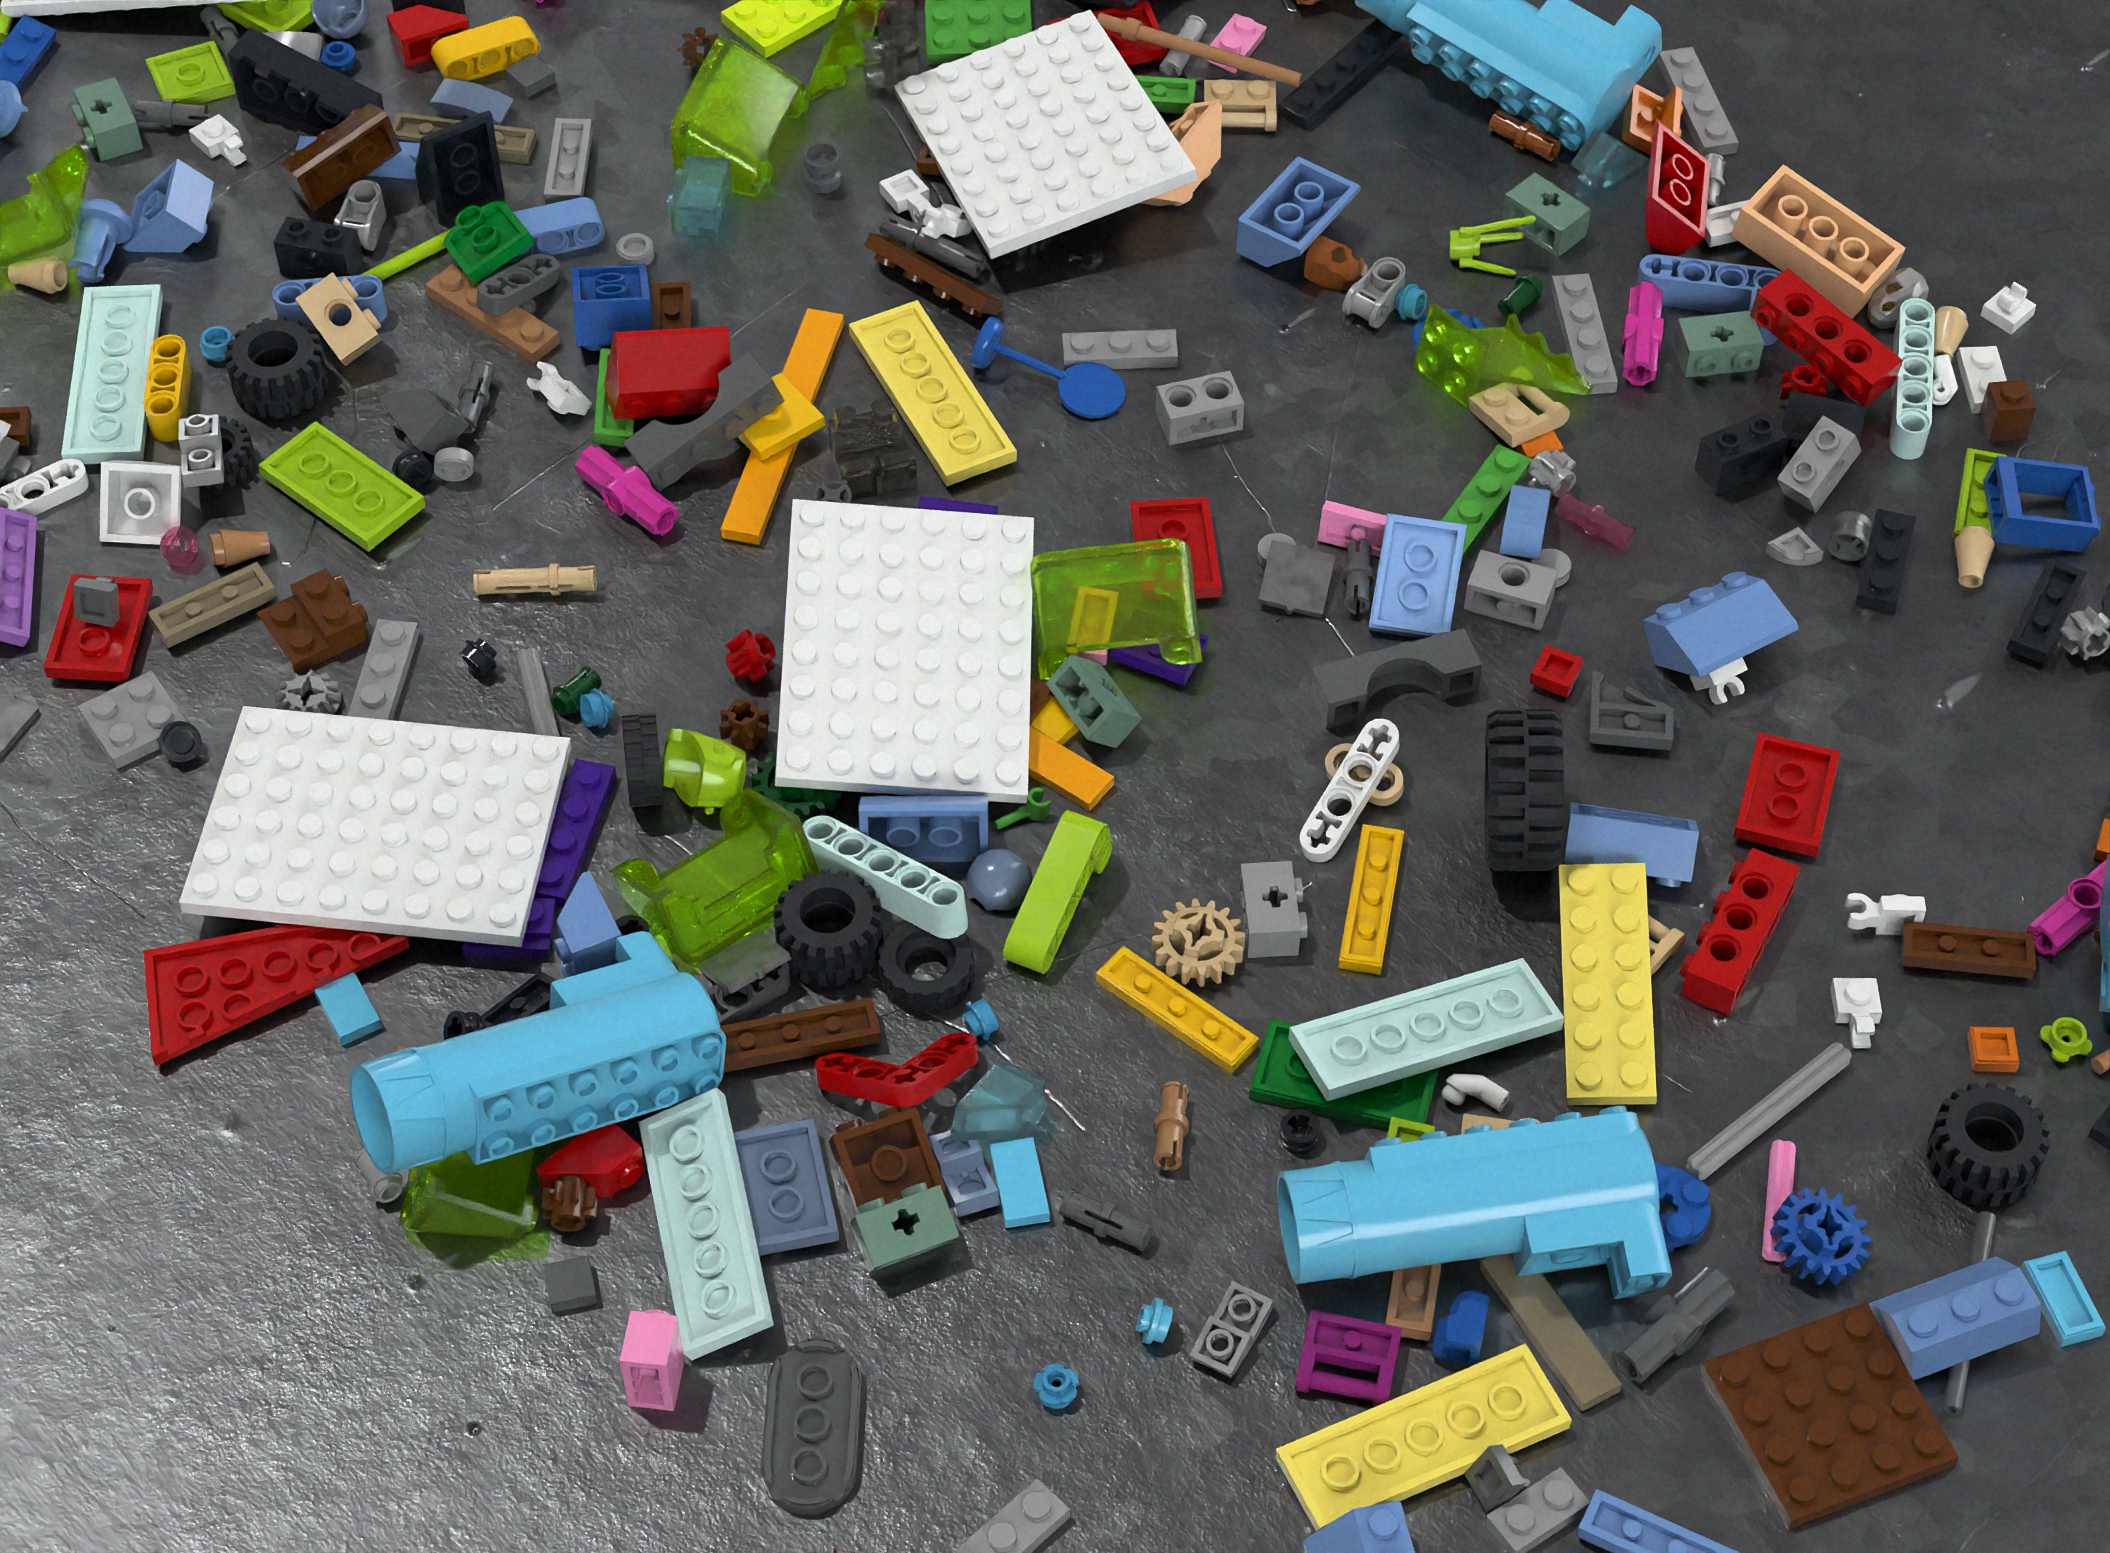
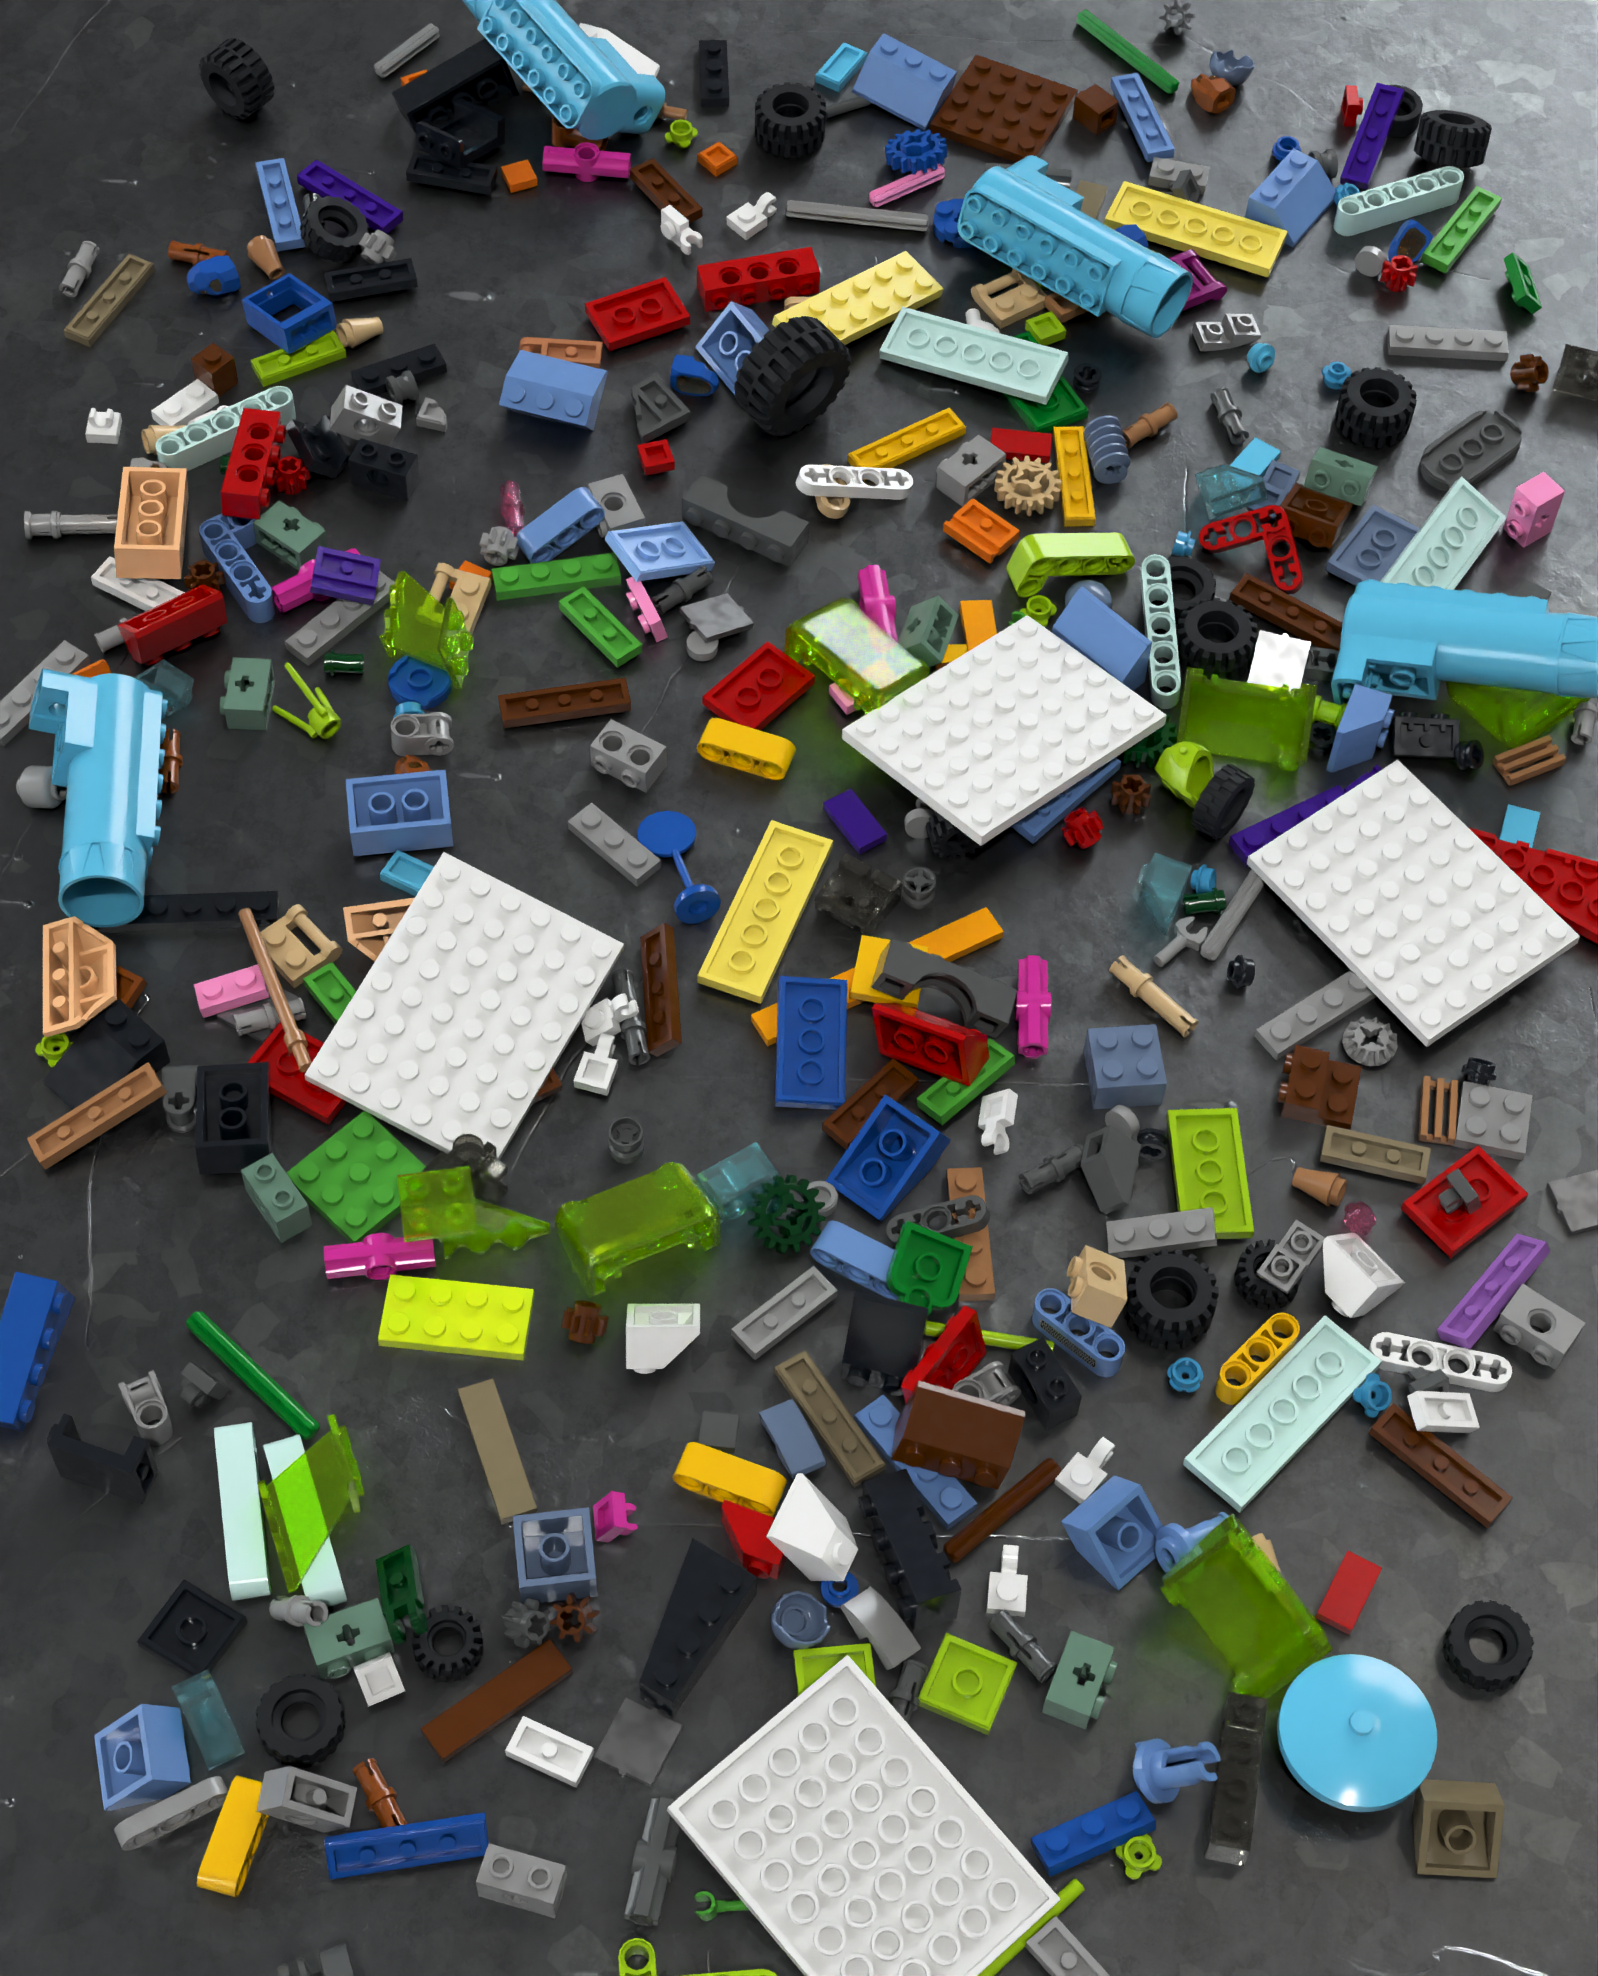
camera: 135 degrees left, 5 degrees up
(48, 434) = (1381, 1395): none -> dark azure plate
(177, 669) = (1440, 1087): none -> medium nougat tile
(231, 235) = (1084, 1475): none -> white plate
(270, 175) = (1001, 1510): none -> reddish brown axle
(330, 407) = (1163, 1231): none -> light grey plate
(381, 46) = (813, 1533): none -> white slope
(399, 188) = (951, 1356): none -> red plate
(495, 499) = (1124, 1066): none -> sand blue brick
(562, 652) = (1182, 940): none -> light grey bar
(622, 664) = (1162, 888): none -> clear light blue slope
(638, 201) = (781, 1200): none -> dark green gear
(644, 83) = (658, 1334): none -> white slope
(773, 329) = (811, 1043): none -> blue tile
(953, 1324) = (1375, 407): none -> black tyre
(1032, 823) = (1039, 609): none -> lime plate
(1108, 492) = (746, 749): none -> yellow beam
(1172, 699) = (876, 600): none -> dark pink piece
(1172, 1050) = (1107, 449): none -> sand blue piece
(1183, 861) = (981, 530): none -> orange plate
(1220, 213) = (406, 872): none -> medium azure tile
(1266, 993) = (1022, 443): none -> red tile
(1310, 409) = (564, 702): none -> reddish brown plate
(1377, 488) = (600, 626): none -> bright green plate
(1612, 326) = (345, 575): none -> dark purple plate
(1644, 772) = (692, 377): none -> blue rock
(1721, 250) = (204, 573): none -> reddish brown gear
(1734, 1503) = (1095, 109): none -> reddish brown brick
(1783, 692) = (576, 351): none -> nougat plate
(1898, 204) = (58, 525): none -> light grey pin

